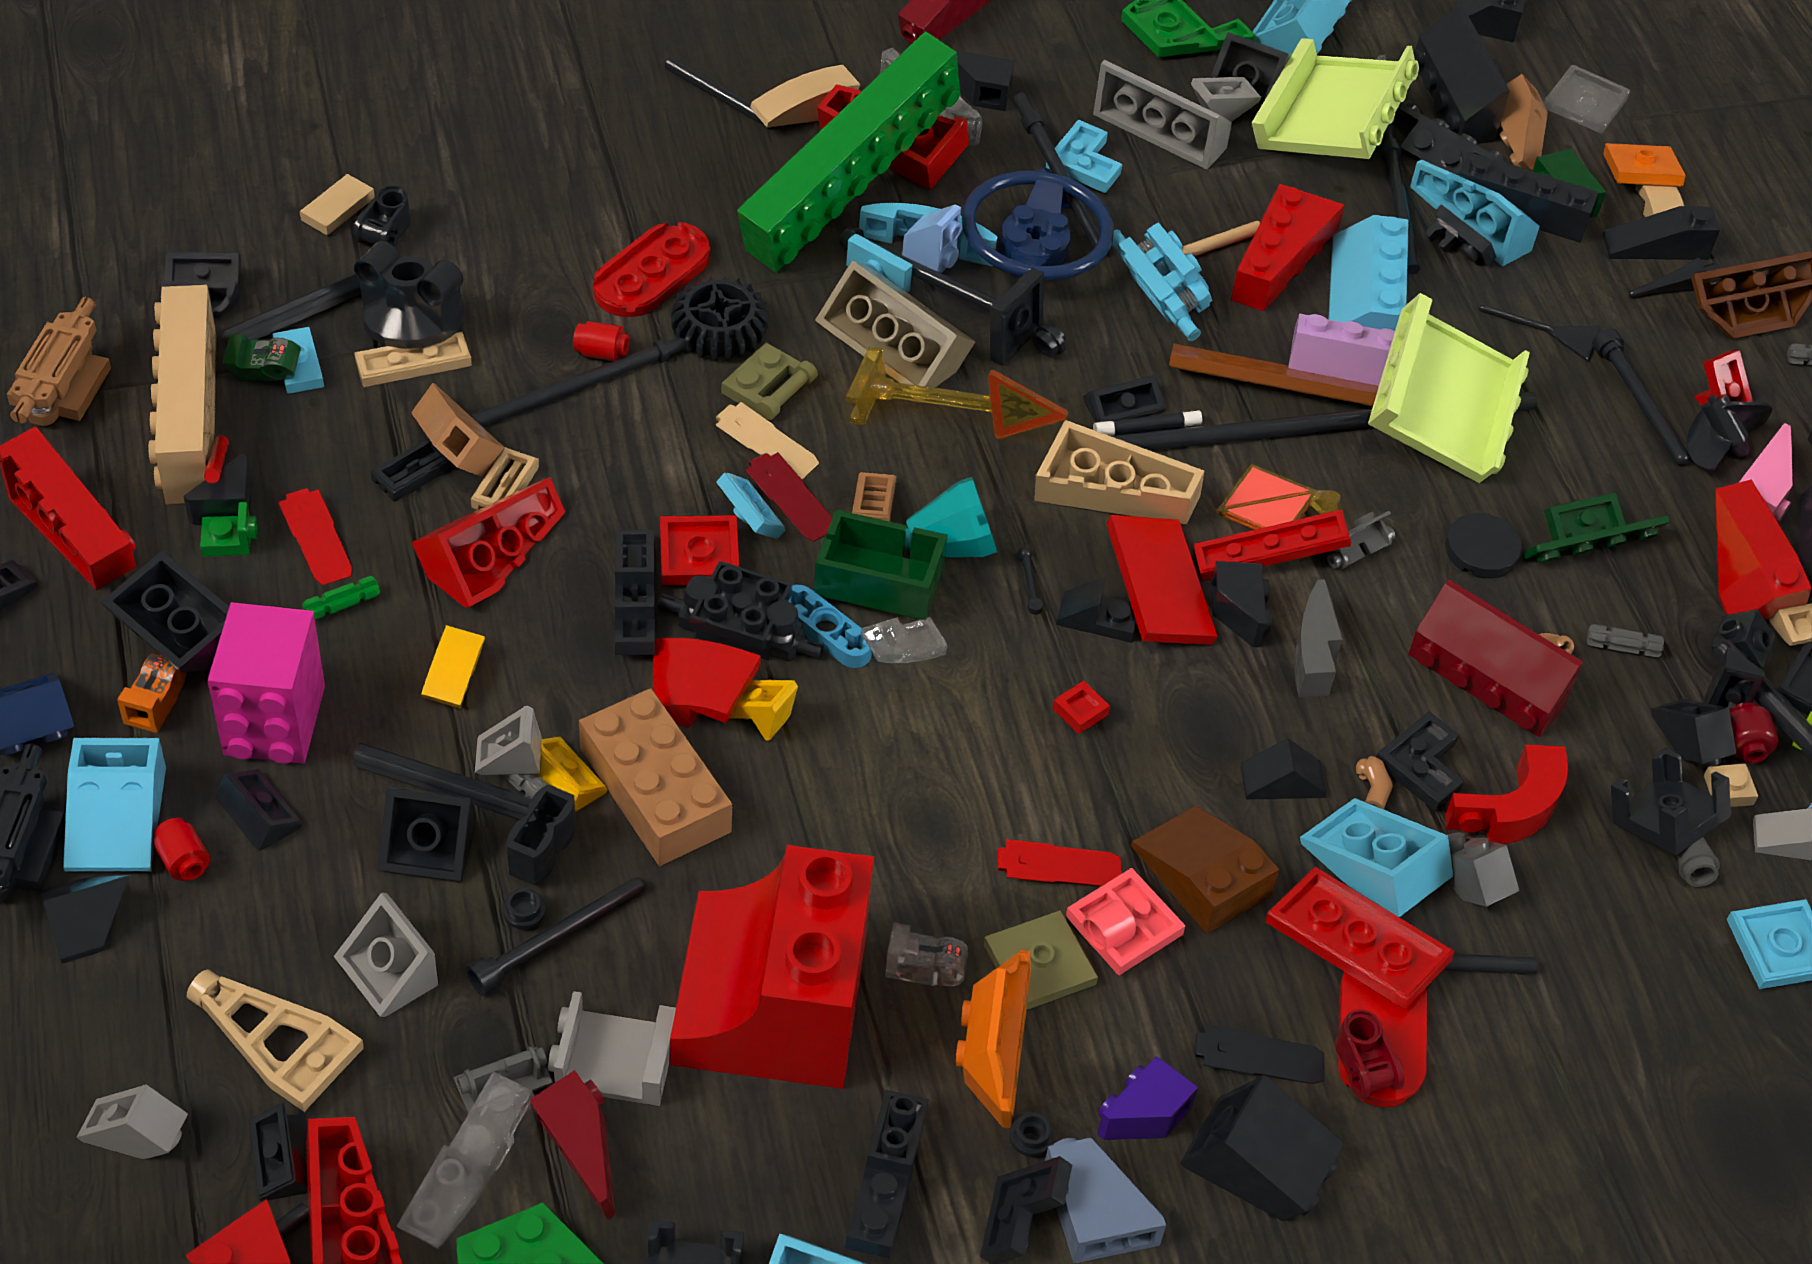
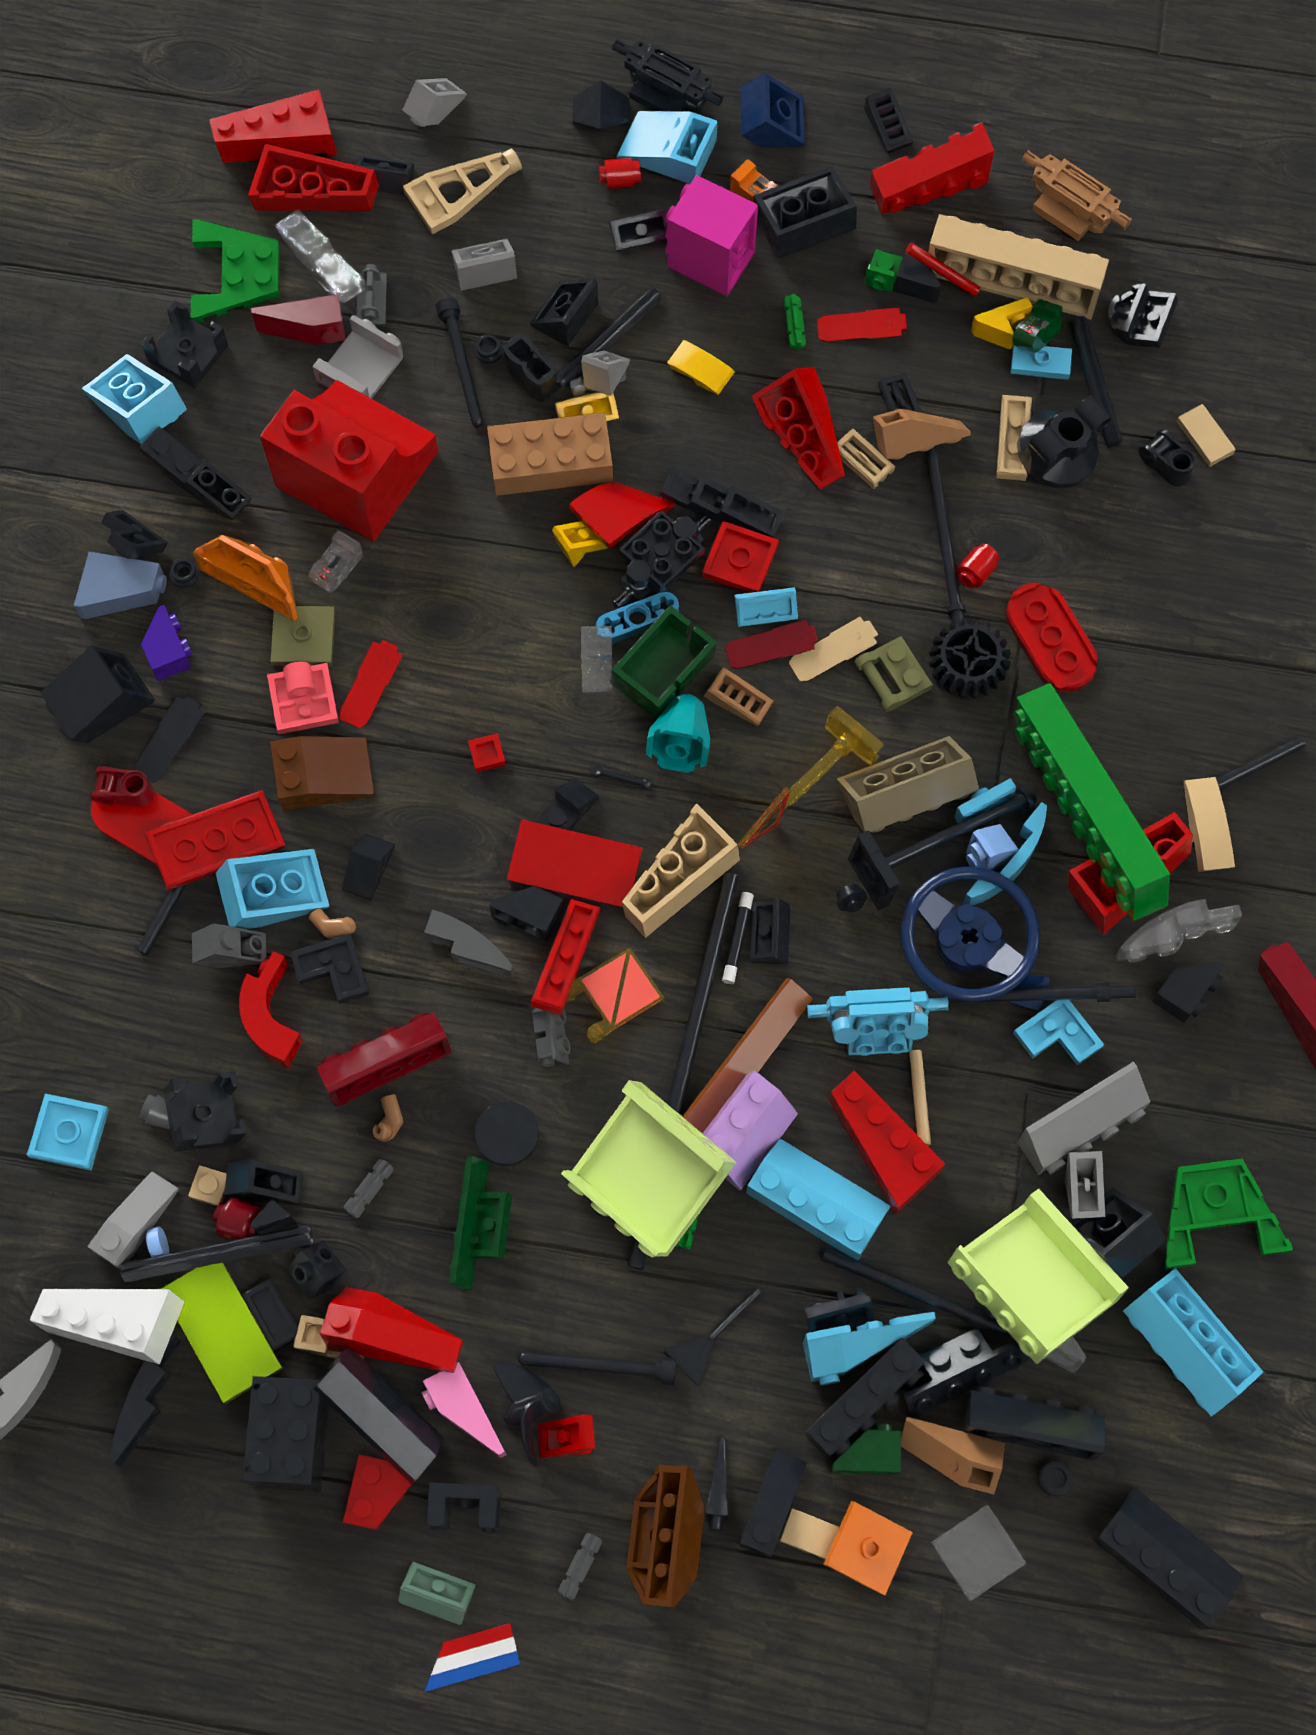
camera: 120 degrees right, 20 degrees up
(265, 401) = (998, 323): none -> yellow slope

